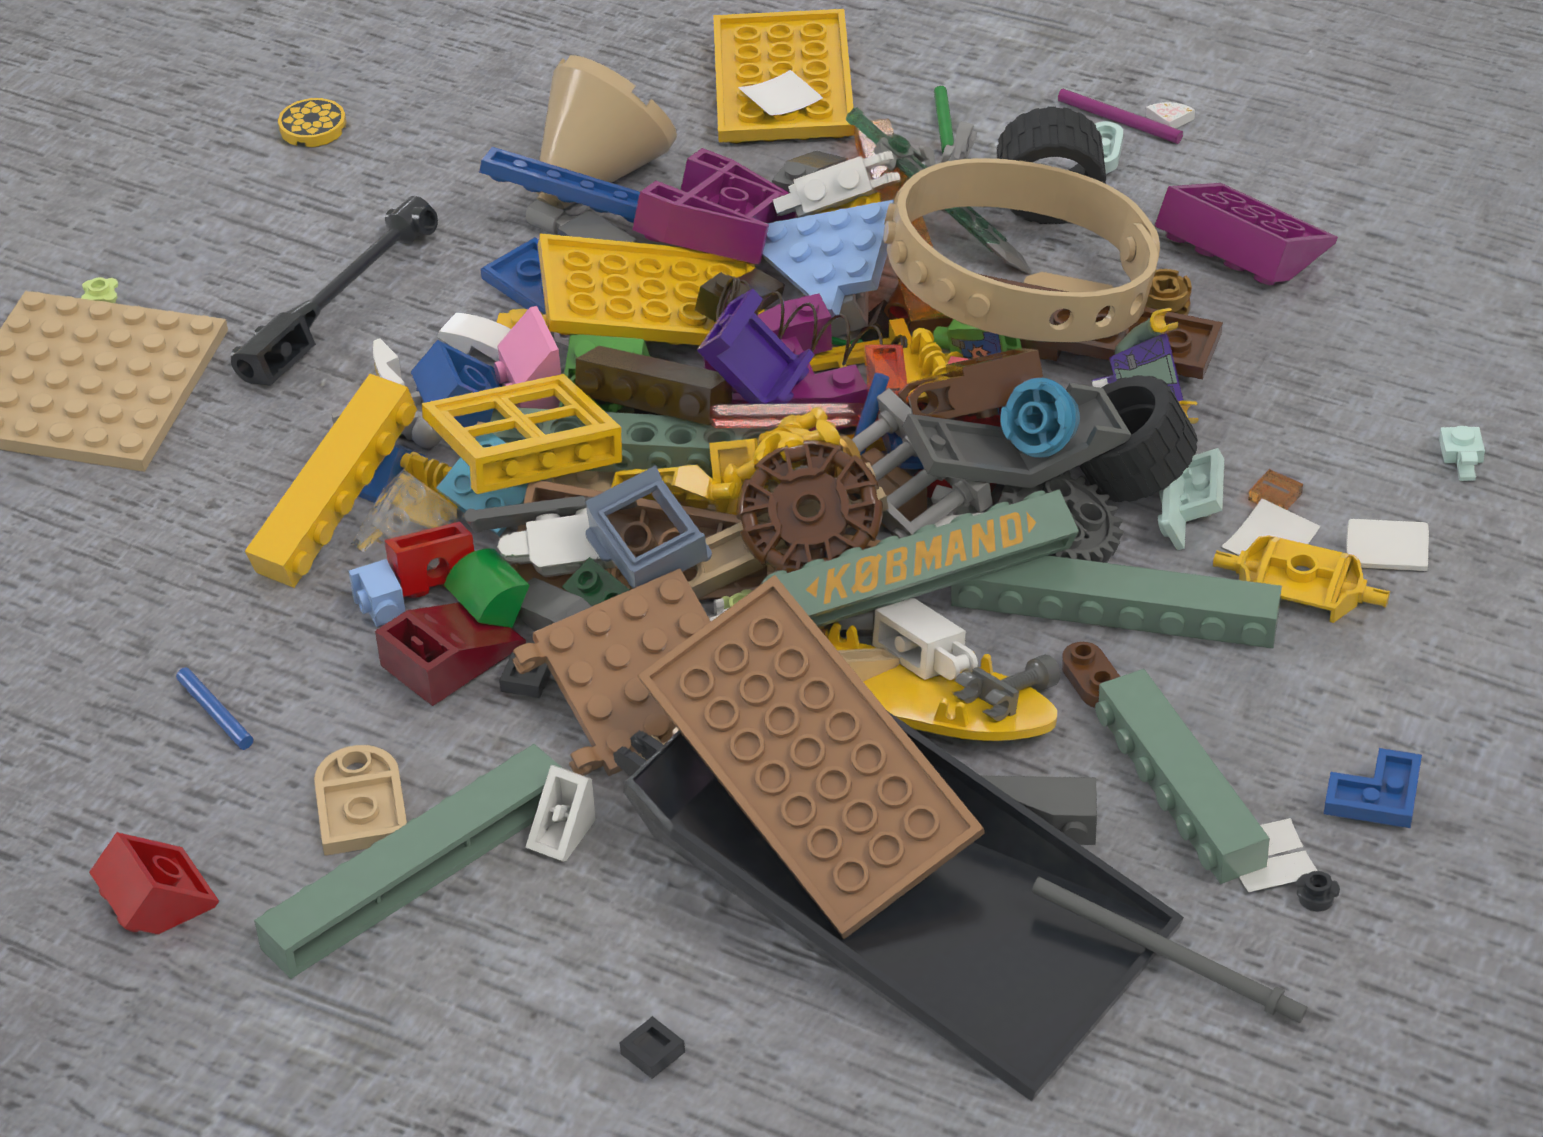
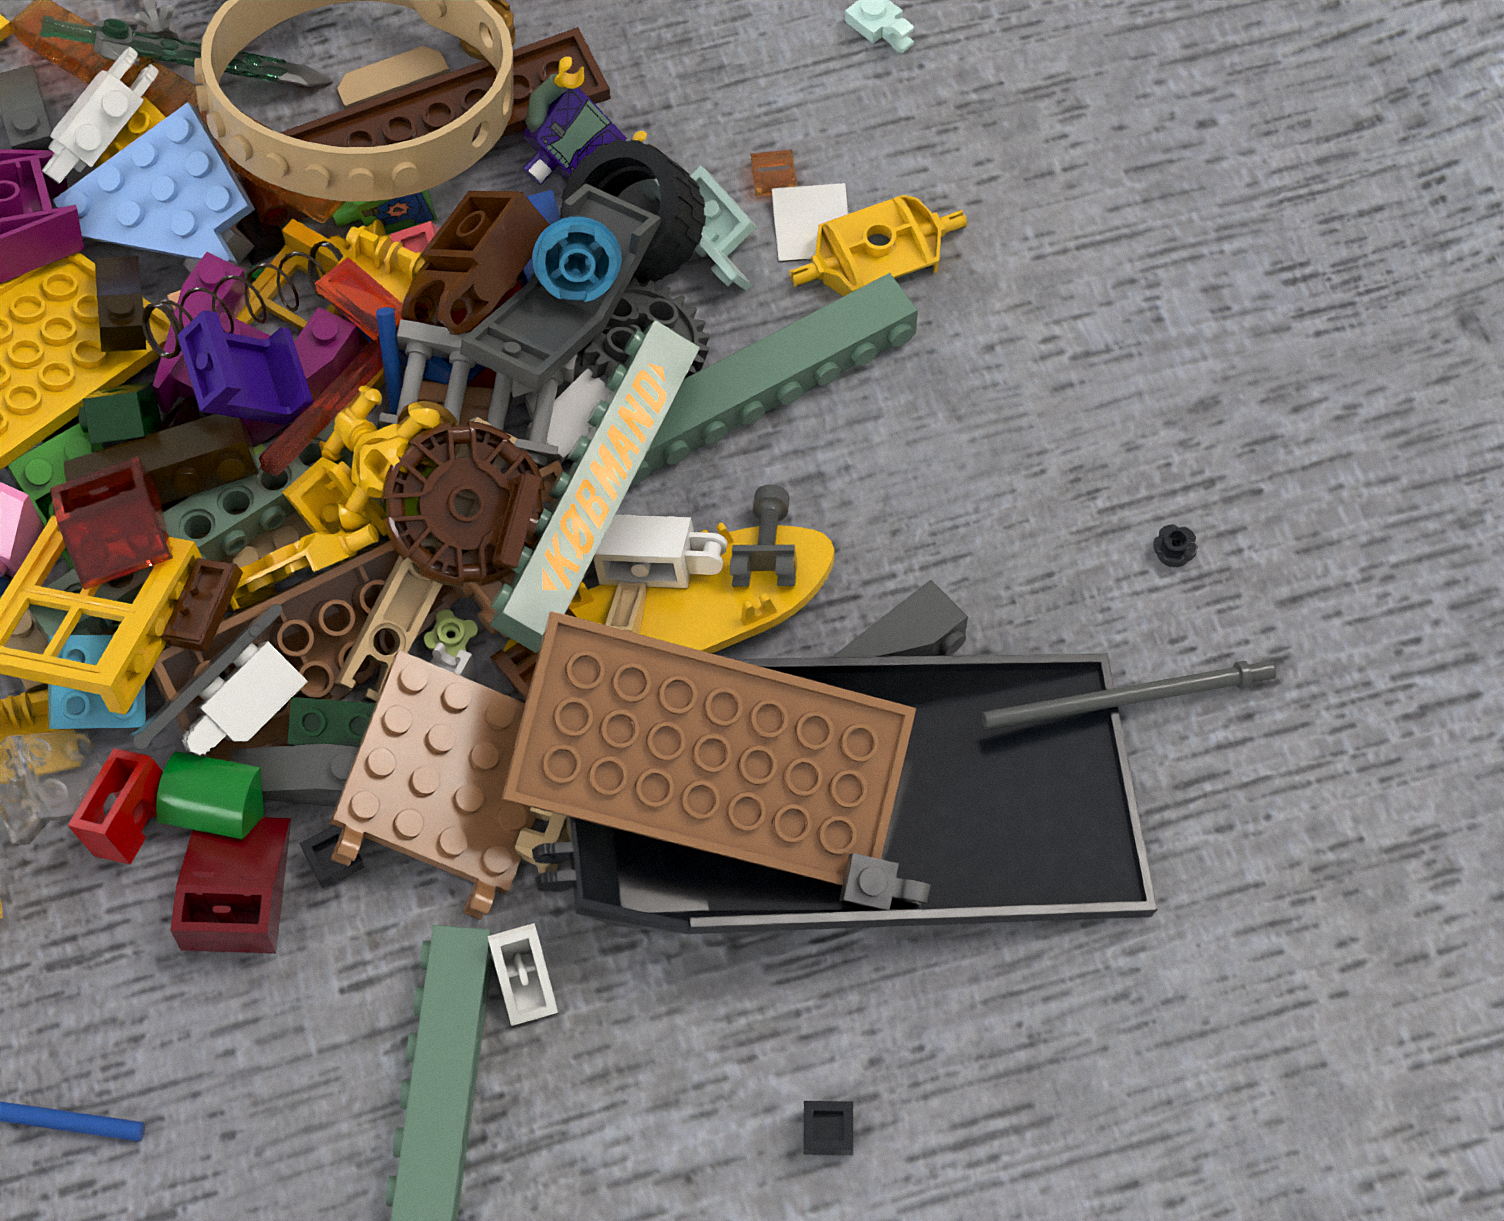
camera: 45 degrees left, 20 degrees up
(358, 803) = (319, 1104): tan tile -> none
(377, 591) = (103, 879): light blue brick -> none
(581, 380) = (111, 522): none -> clear red slope
(590, 468) = (202, 604): none -> reddish brown plate
(663, 340) = (120, 413): none -> dark green brick
(677, 553) = (307, 673): sand blue piece -> none
(828, 535) = (518, 521): none -> reddish brown plate
(849, 923) = (874, 884): none -> flat silver plate
(1087, 668) = (804, 473): reddish brown plate -> none
(1182, 776) = (978, 518): sand green brick -> none
(1282, 868) = (1121, 550): white sticker -> none
(1381, 799) = (1144, 416): blue plate -> none
(1388, 544) = (915, 163): white slope -> none

